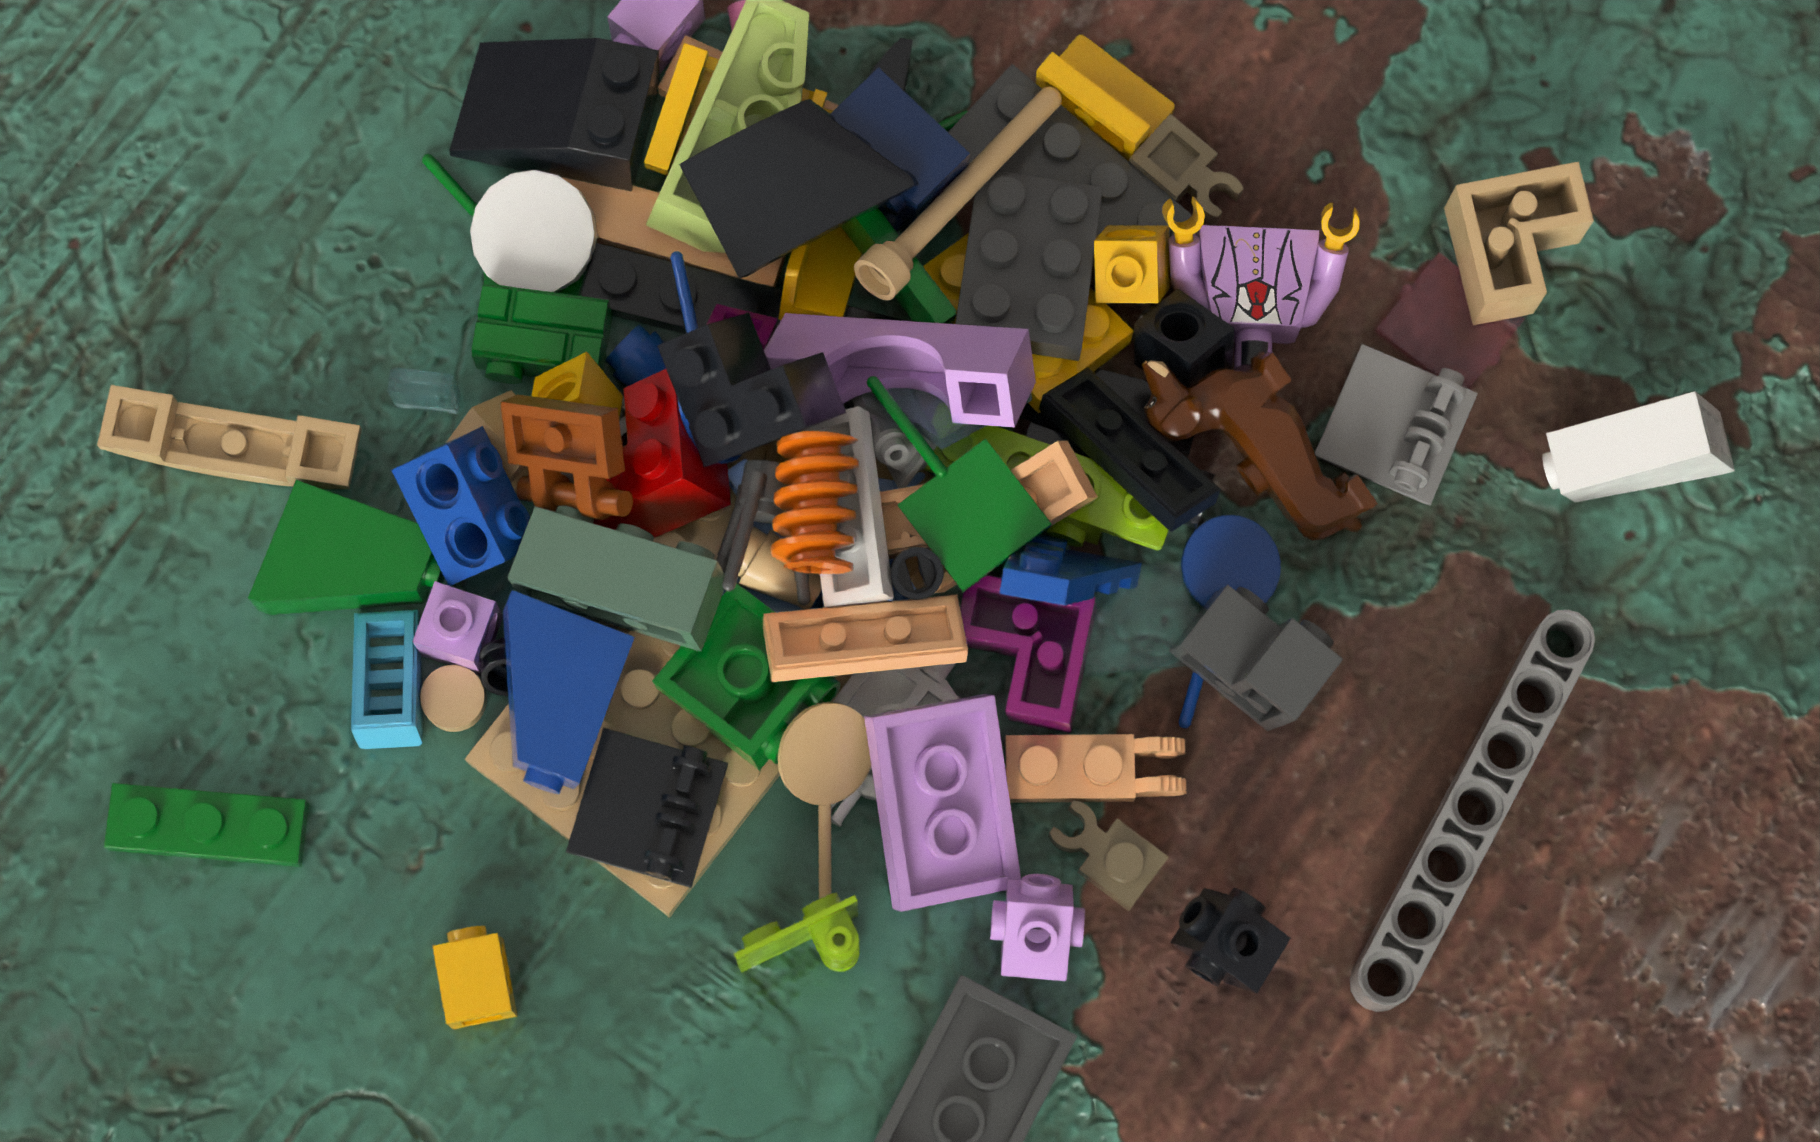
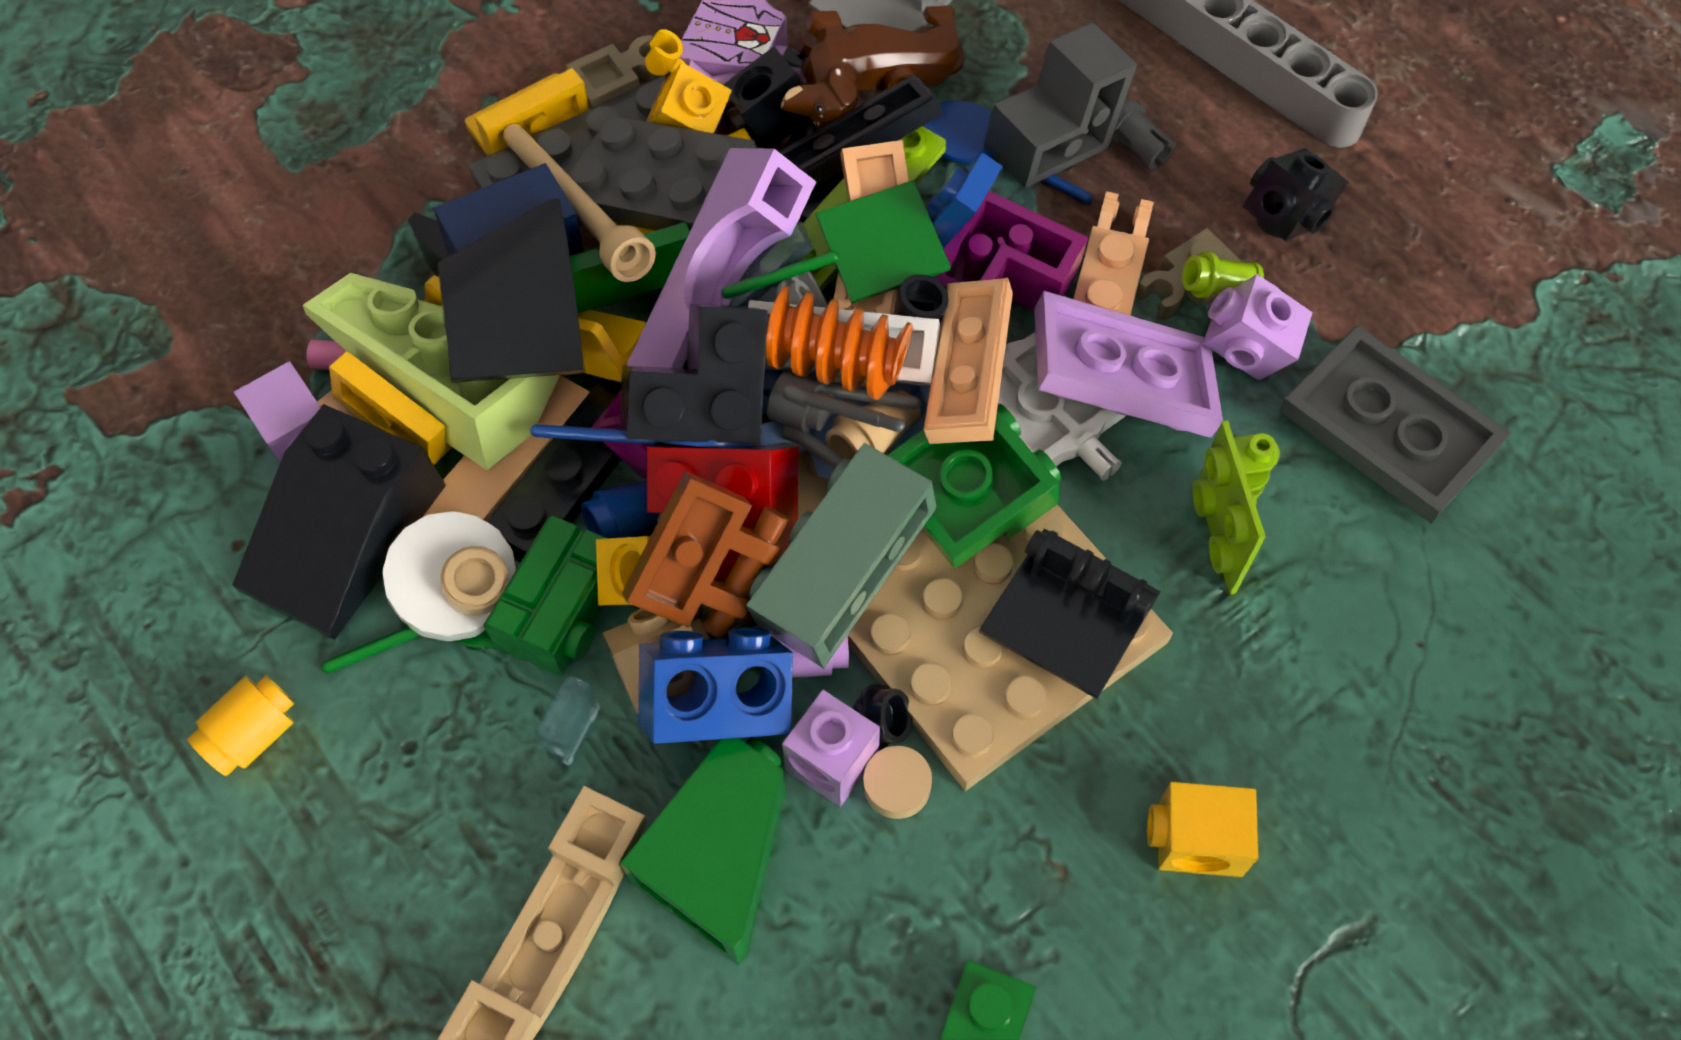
camera: 70 degrees left, 15 degrees down
(345, 113) = (242, 724): none -> yellow brick
(386, 719) = (915, 854): medium azure slope -> none
(527, 258) = (473, 580): none -> tan tile
(558, 688) = (933, 653): blue slope -> none
(822, 763) = (1077, 448): tan piece -> none
(1091, 880) = (1209, 275): none -> lime pin
(1296, 743) = (1142, 136): none -> dark grey pin

